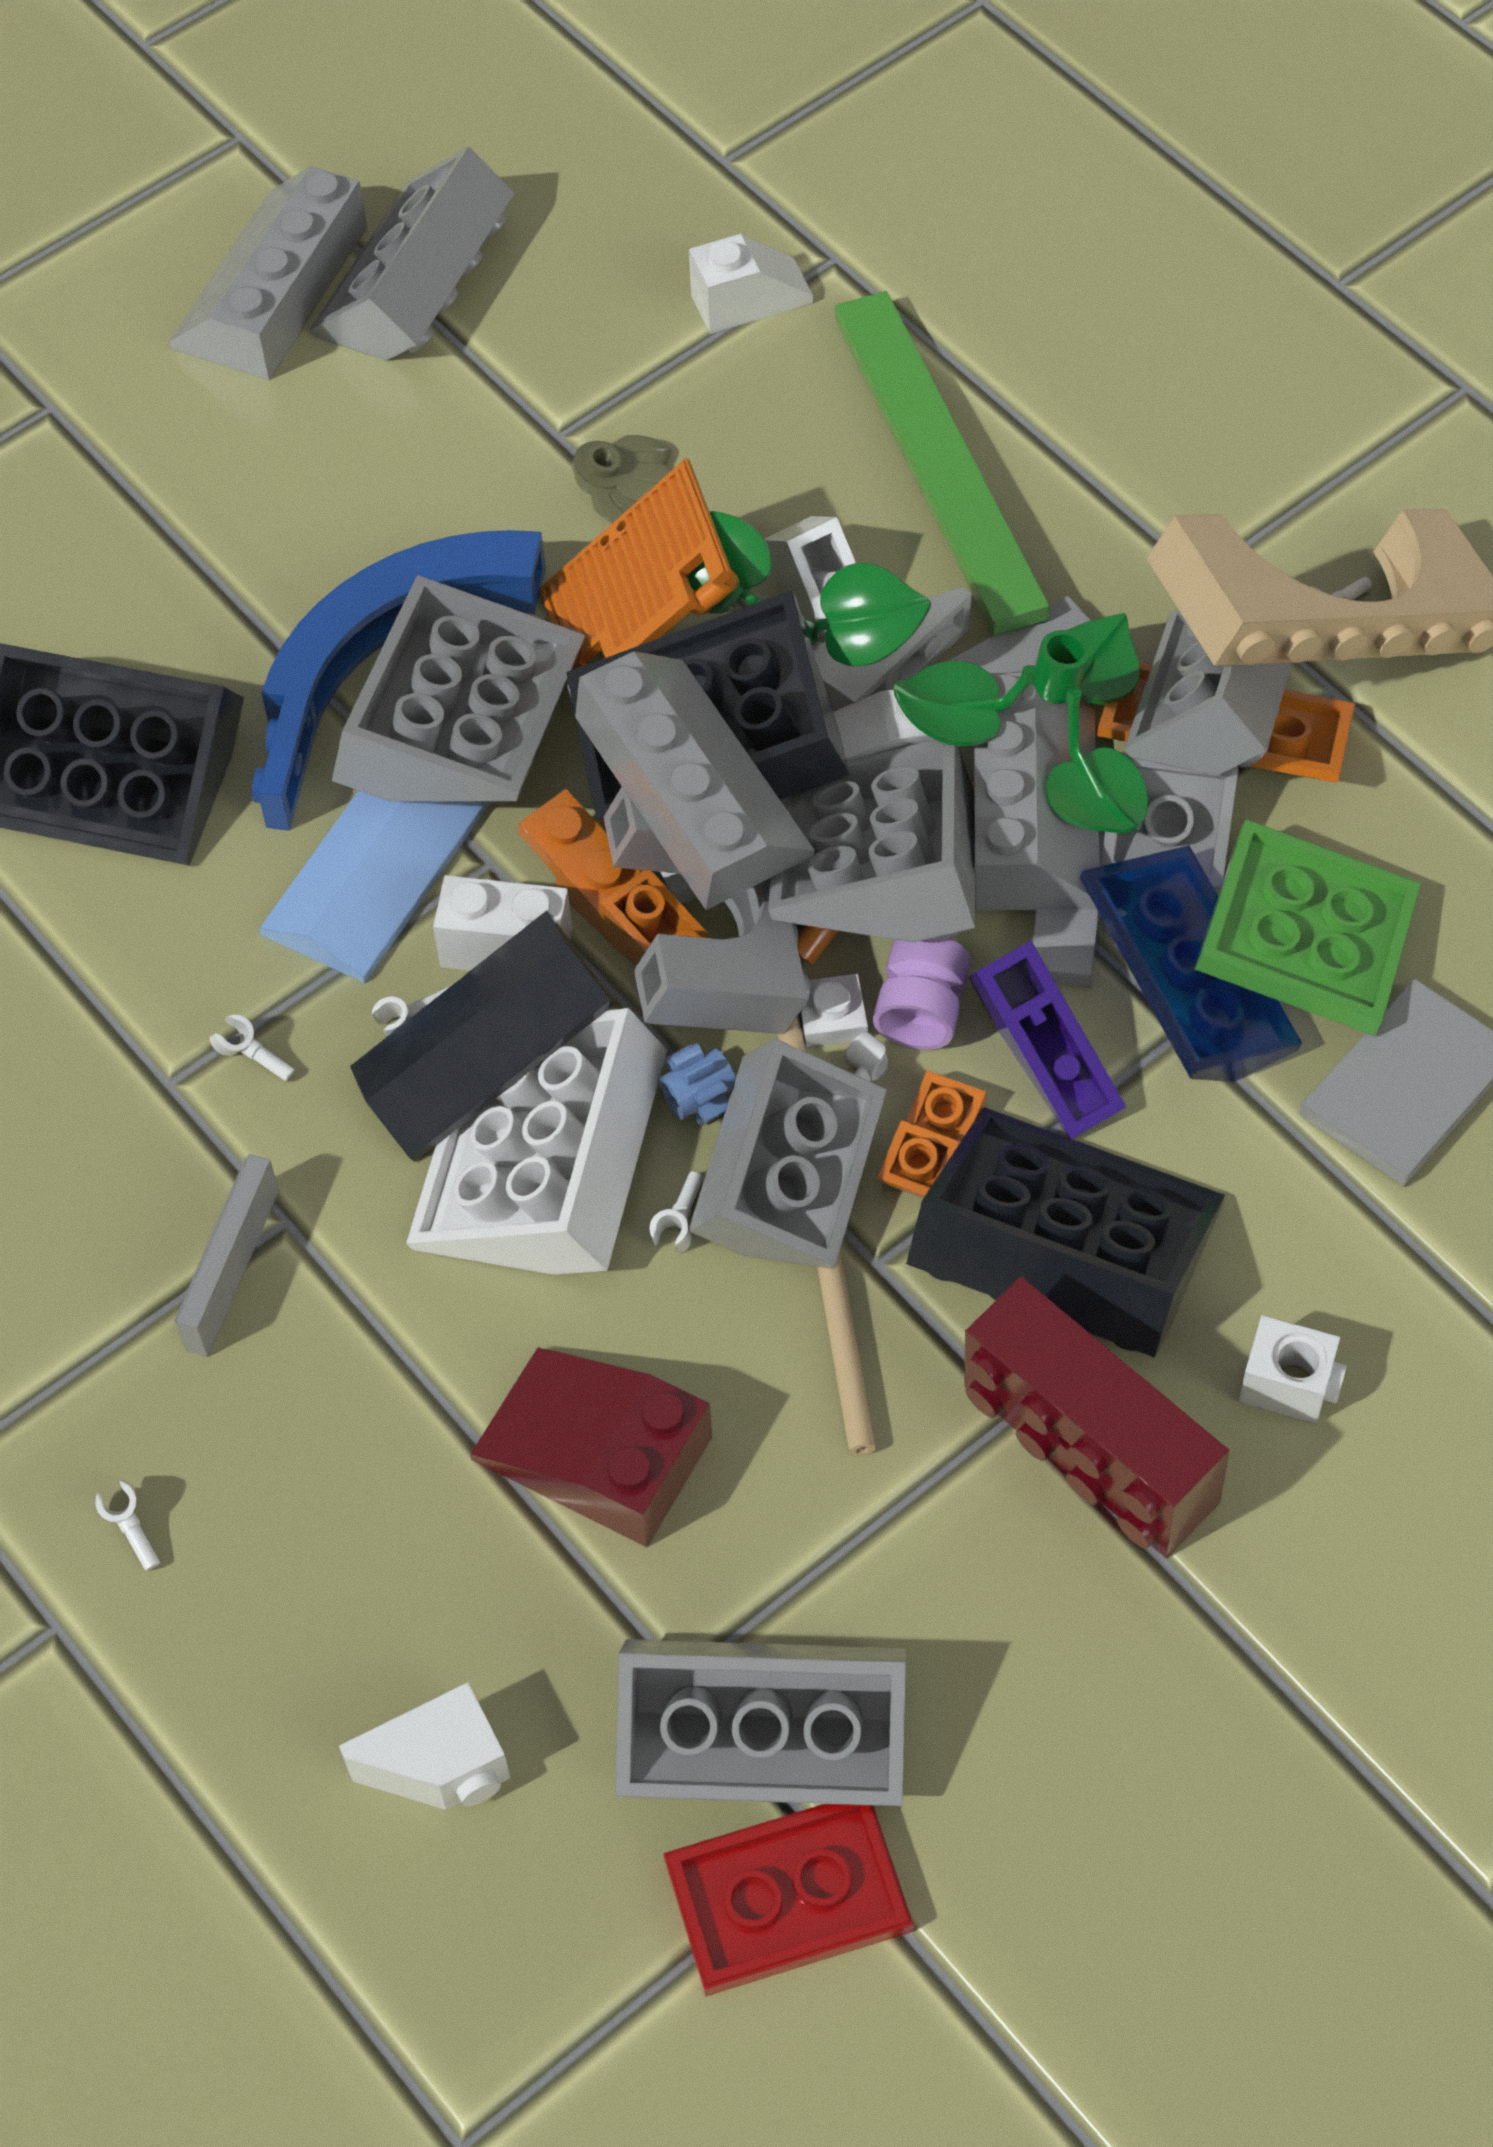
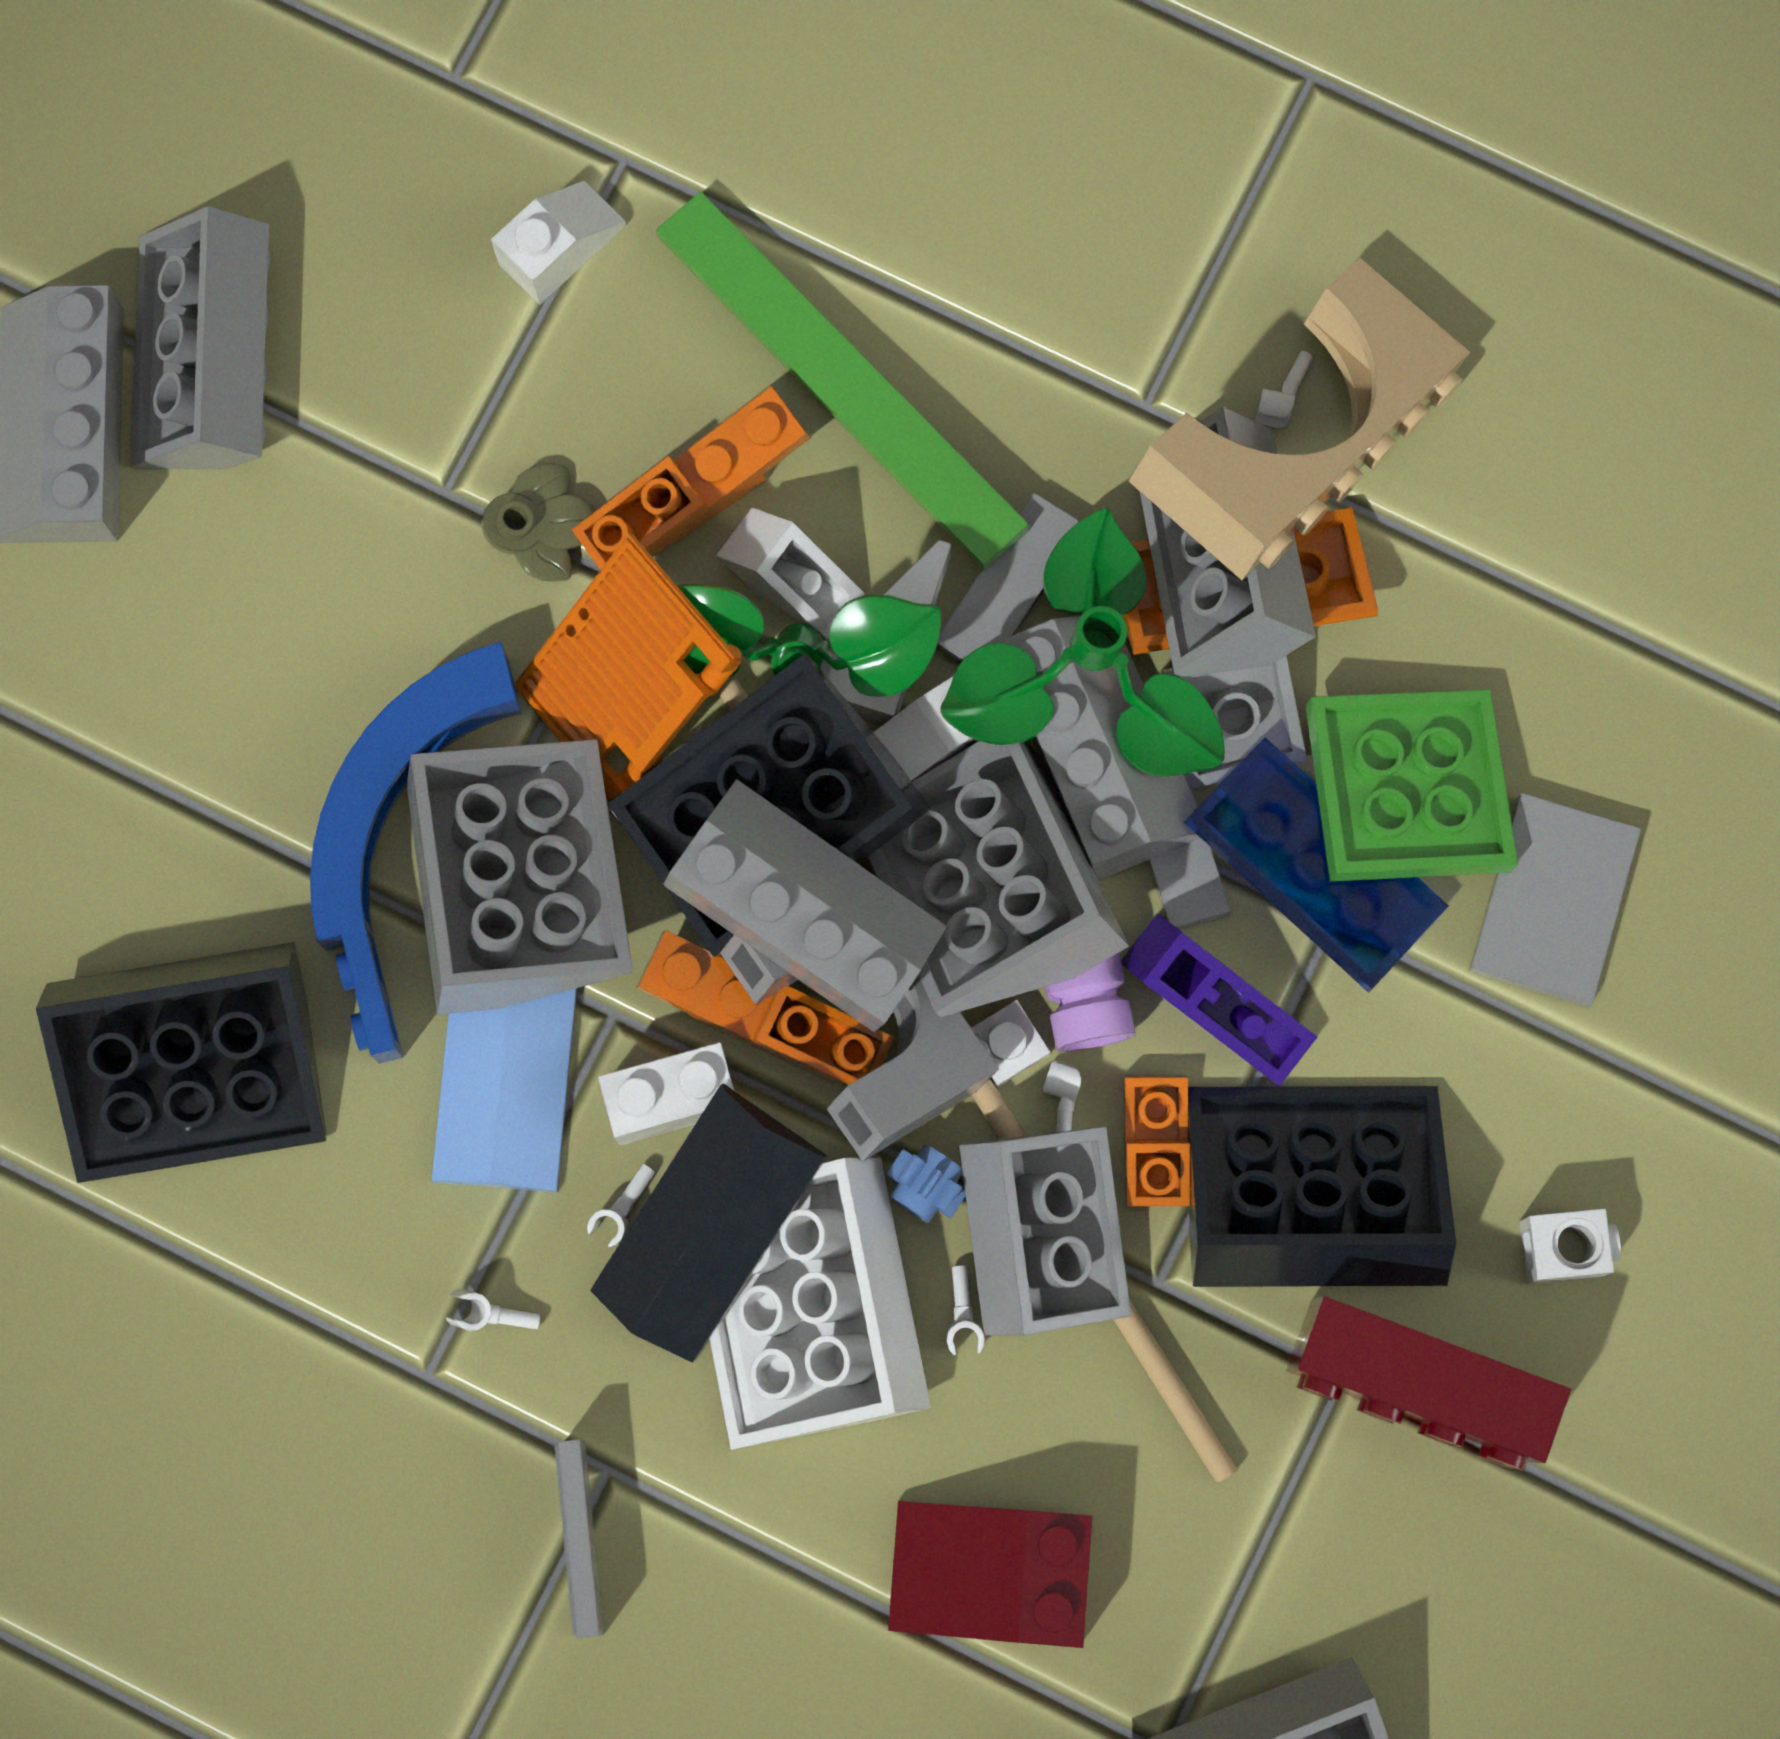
camera: 25 degrees left, 20 degrees up
(793, 485) = (699, 483): none -> orange slope

